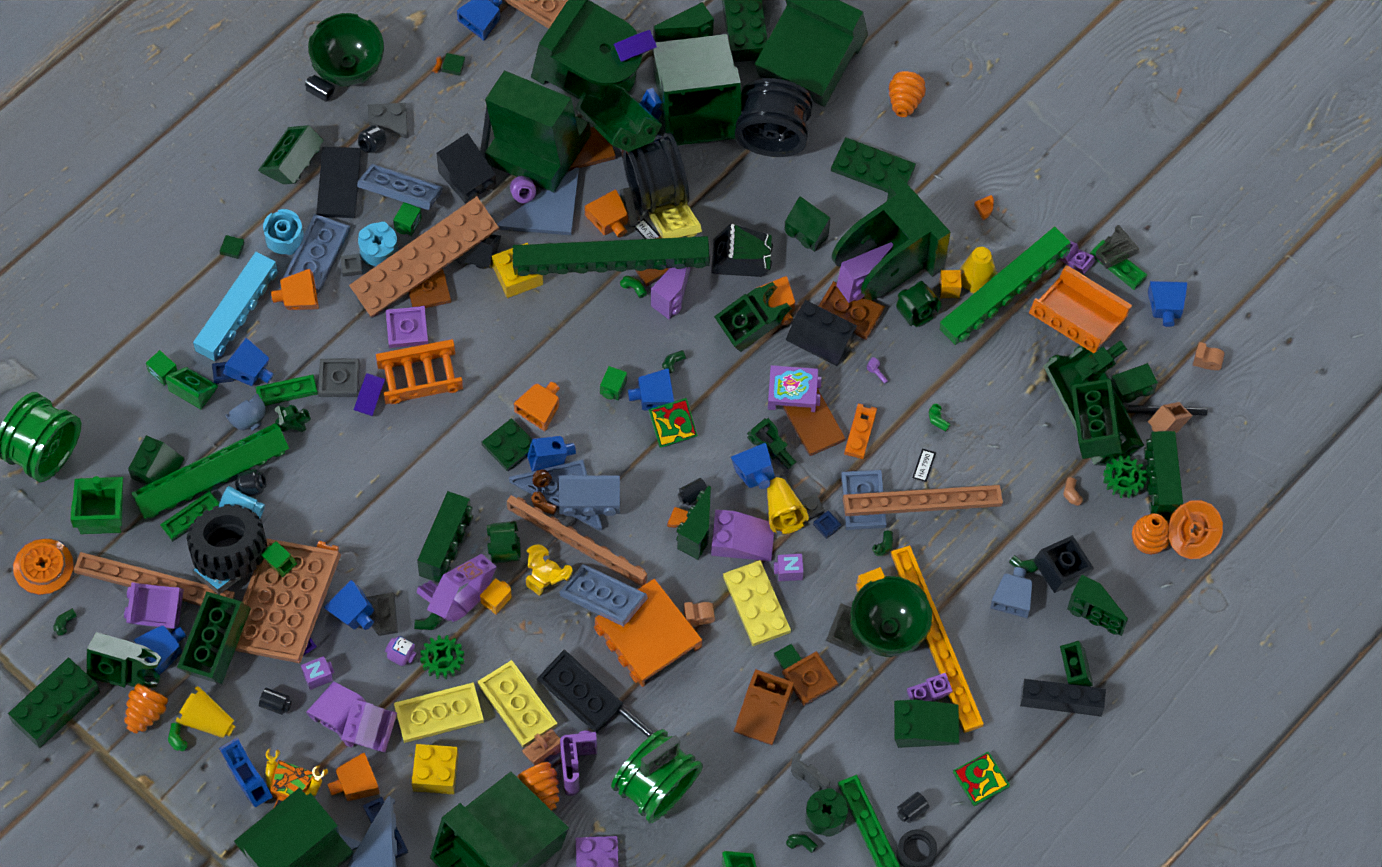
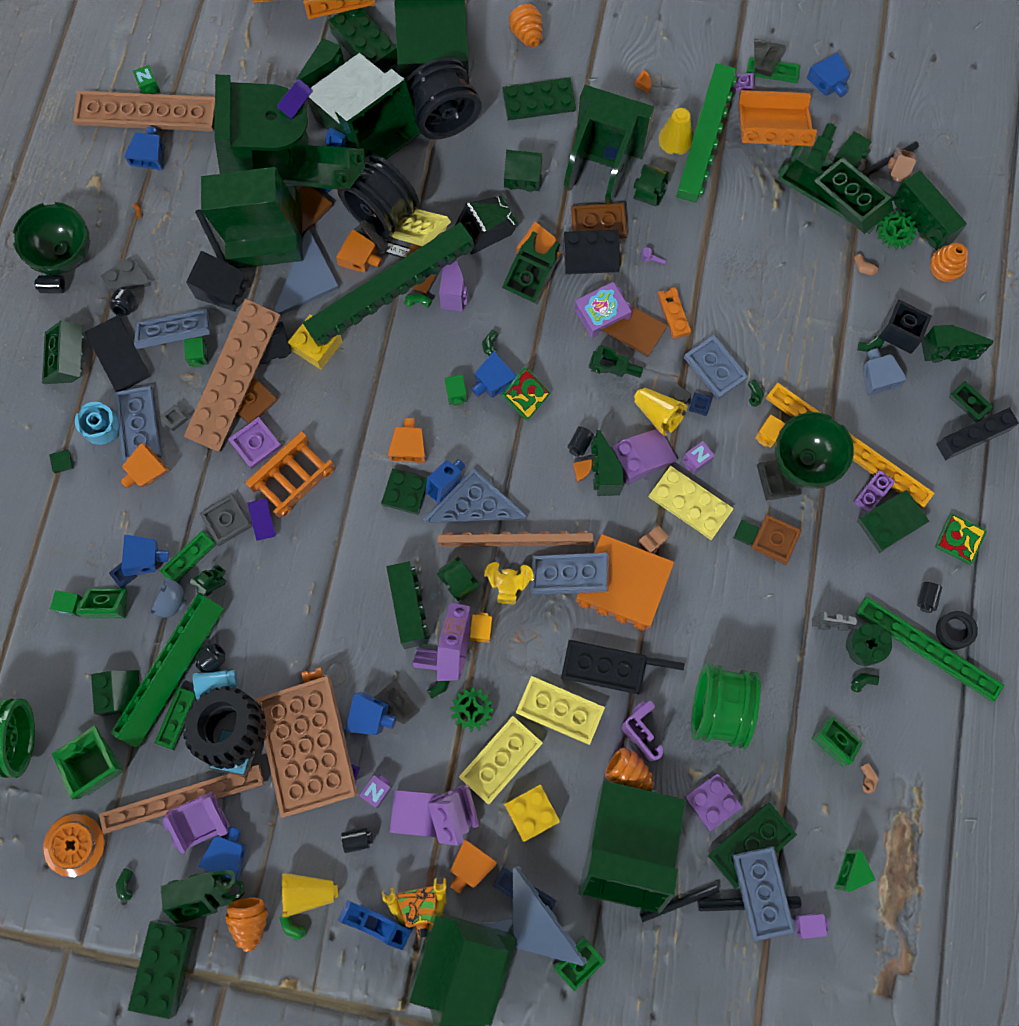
camera: 30 degrees left, 10 degrees up
(214, 637) = (268, 821): dark green brick -> none
(235, 306) = (97, 511): medium azure brick -> none
(279, 559) = (279, 713): green brick -> none
(377, 243) = (184, 387): medium azure brick -> none
(400, 651) = (434, 727): medium lavender head -> none
(453, 64) = (150, 202): dark green tile -> none
(523, 189) = (276, 272): medium lavender head -> none
(540, 501) = (466, 526): dark orange arm -> none
(541, 478) = (453, 505): reddish brown plate -> none
(542, 747) = (608, 736): nougat hips -> none
(589, 495) = (503, 496): sand blue slope -> none
(660, 756) = (737, 697): dark grey tile -> none
(754, 466) = (616, 391): blue torso -> none
(764, 707) = (759, 587): dark orange slope -> none
(856, 270) = (592, 185): medium lavender slope -> none
(922, 500) = (762, 341): nougat plate -> none
(924, 465) = (739, 311): sticker -> none
(936, 418) = (722, 267): green arm -> none
(950, 283) = (662, 155): light orange brick -> none
(1203, 538) = (981, 239): orange piece -> none
(1208, 357) = (891, 102): nougat leg -> none

